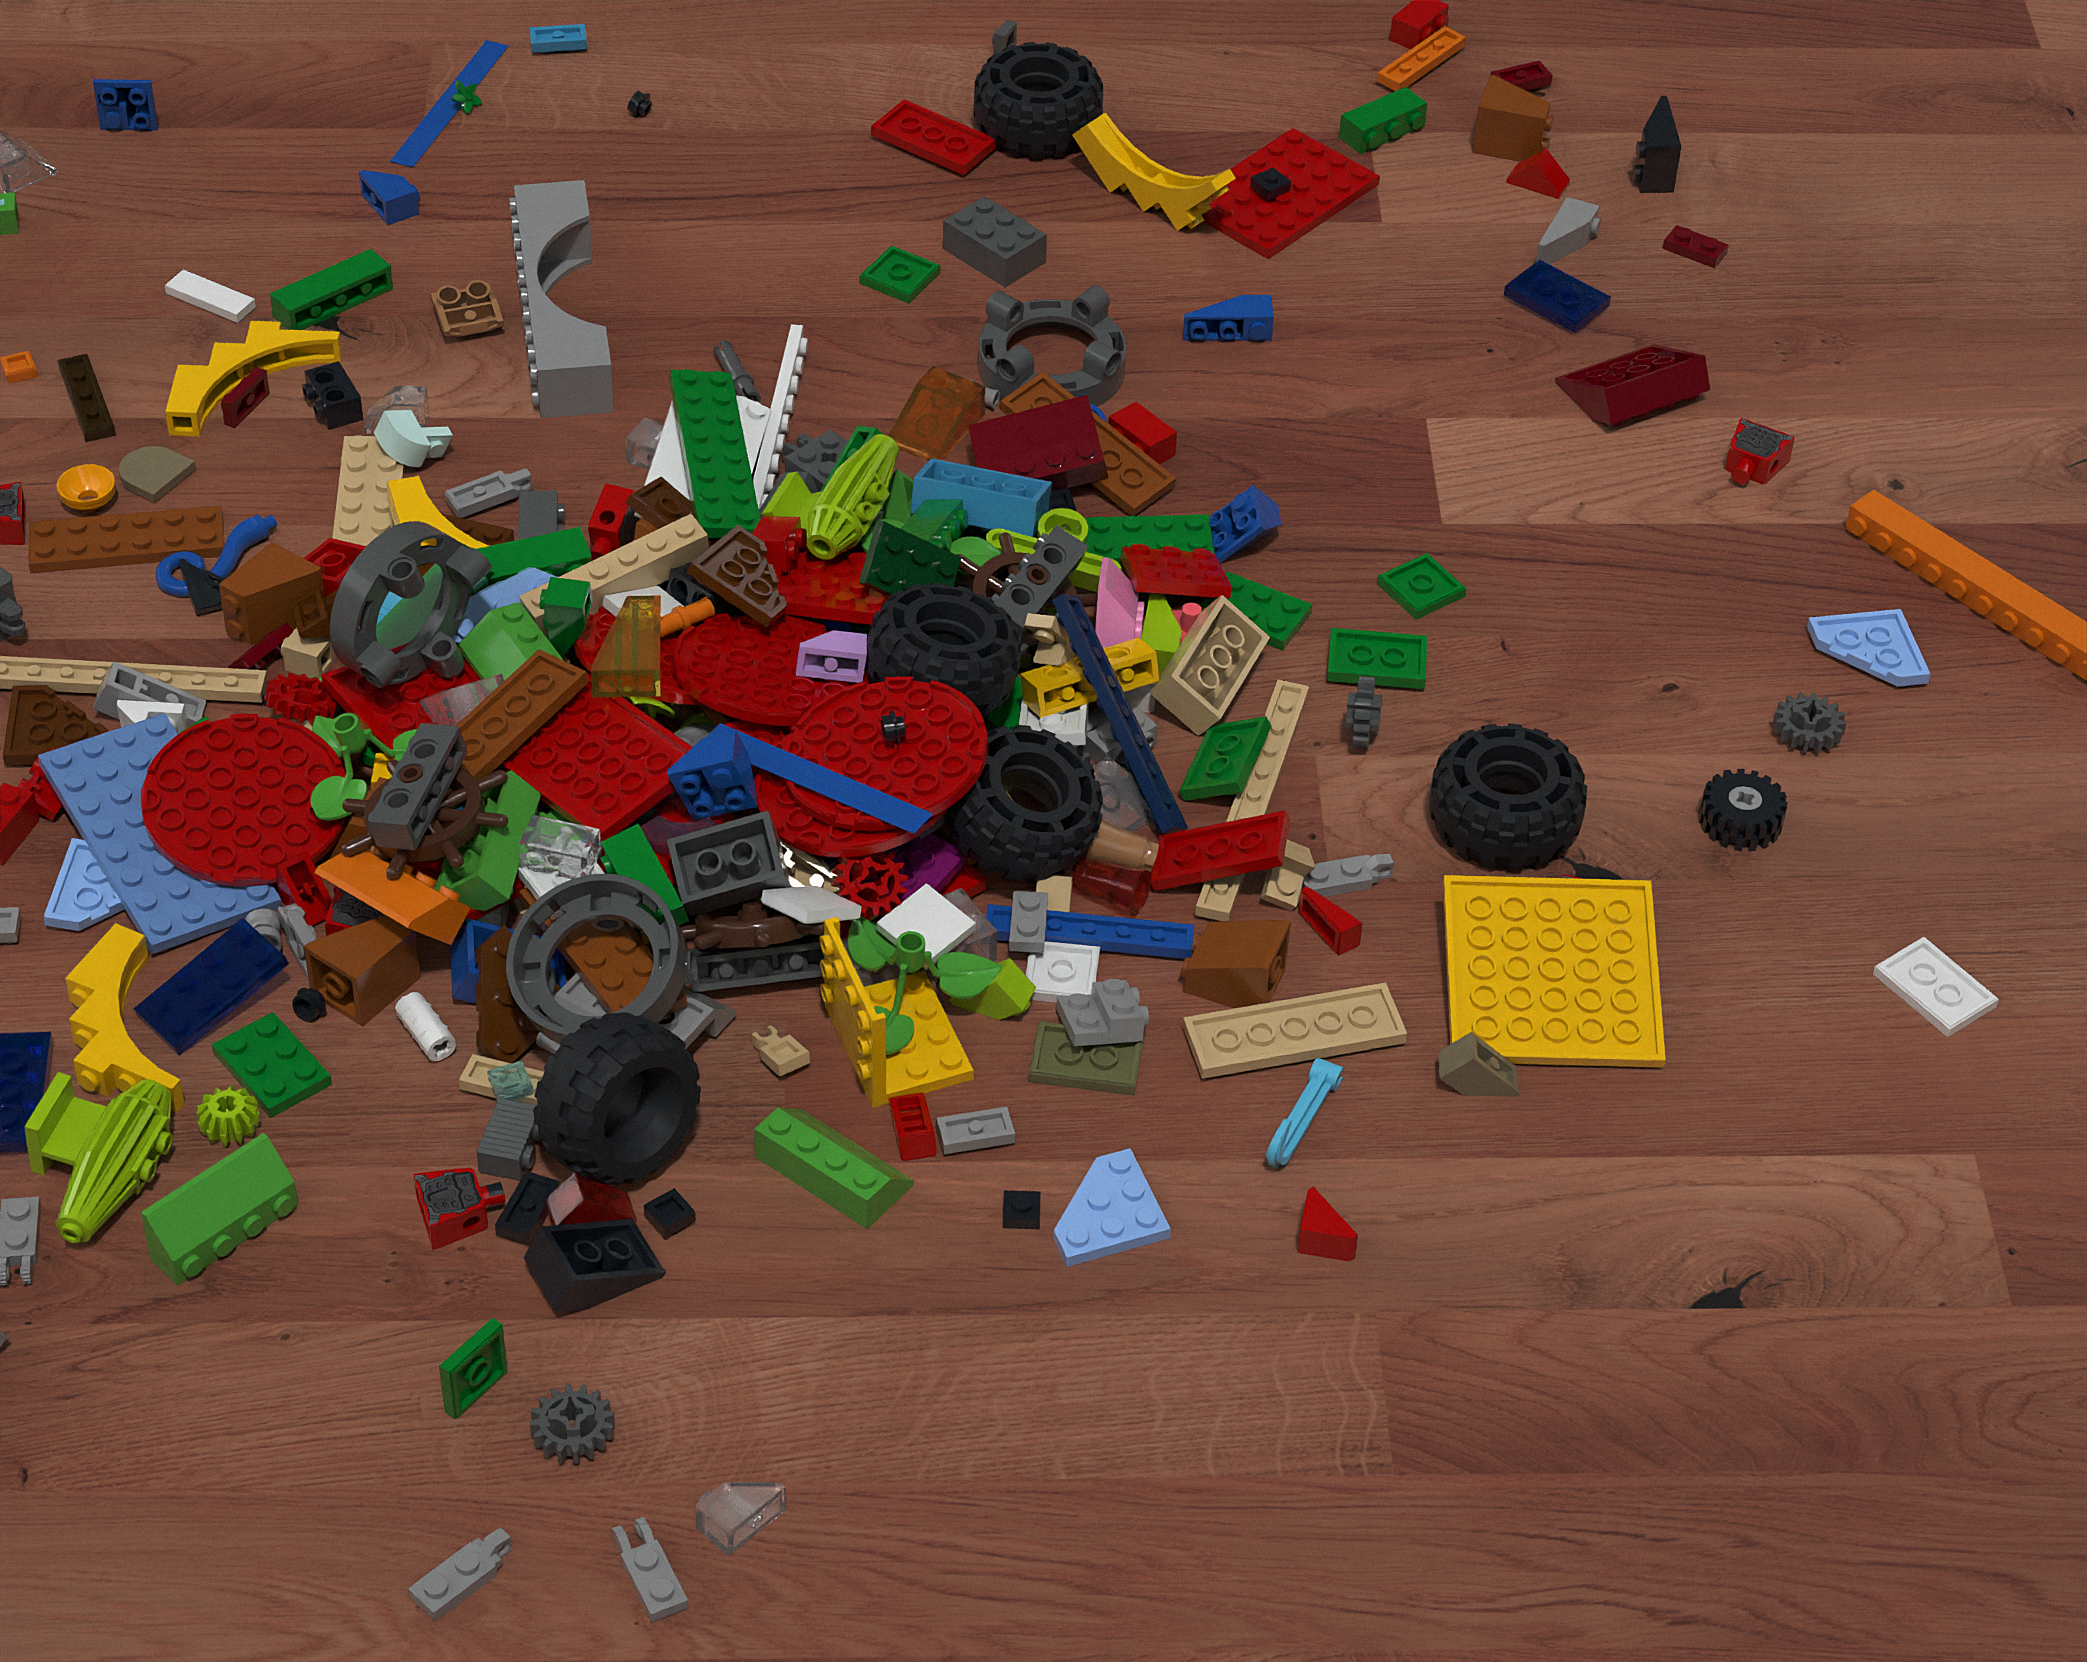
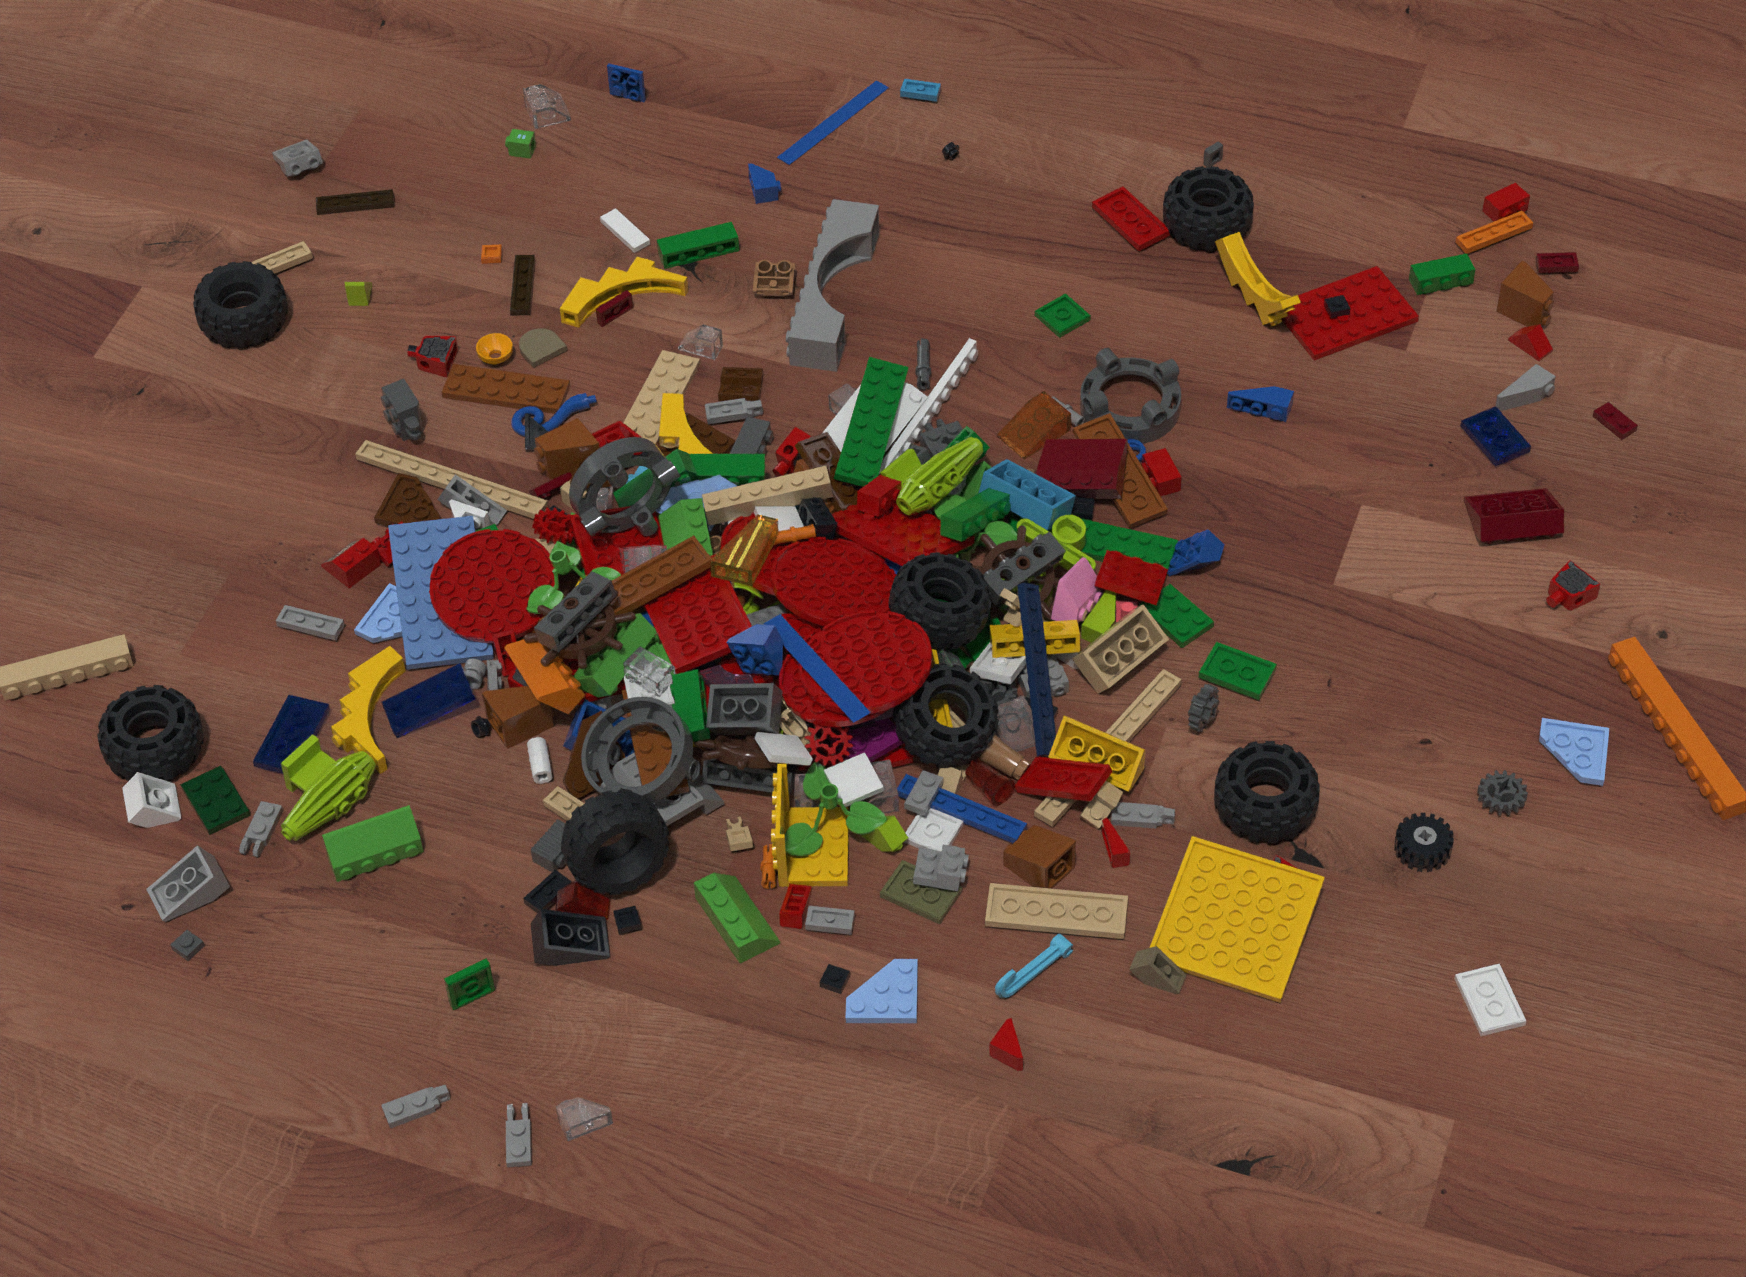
camera: 25 degrees right, 5 degrees up
(228, 1115) = (404, 785): lime gear -> none
(271, 1064) = (444, 759): green plate -> none
(332, 395) = (667, 320): black brick -> none
(407, 441) = (695, 365): light aqua brick -> none
(454, 1204) = (506, 878): torso -> none
(466, 96) = (842, 121): green plant -> none
(481, 455) = (740, 383): none -> reddish brown slope
(510, 1081) = (566, 807): clear light blue tile -> none
(553, 1428) = (515, 1036): dark grey gear -> none
(566, 611) = (718, 514): green slope -> none
(741, 575) = (840, 515): reddish brown plate -> none
(833, 656) = (870, 585): lavender slope -> none
(847, 1081) = (766, 867): none -> orange pin
(892, 728) = (872, 648): black plate -> none
(904, 560) = (942, 534): dark green plate -> none
(994, 241) = (1132, 306): dark grey brick -> none
(1225, 758) = (1107, 709): green plate -> none
(1232, 794) = (1087, 744): none -> yellow slope
(1421, 586) = (1294, 626): green tile -> none
(1658, 152) = (1618, 342): black slope -> none

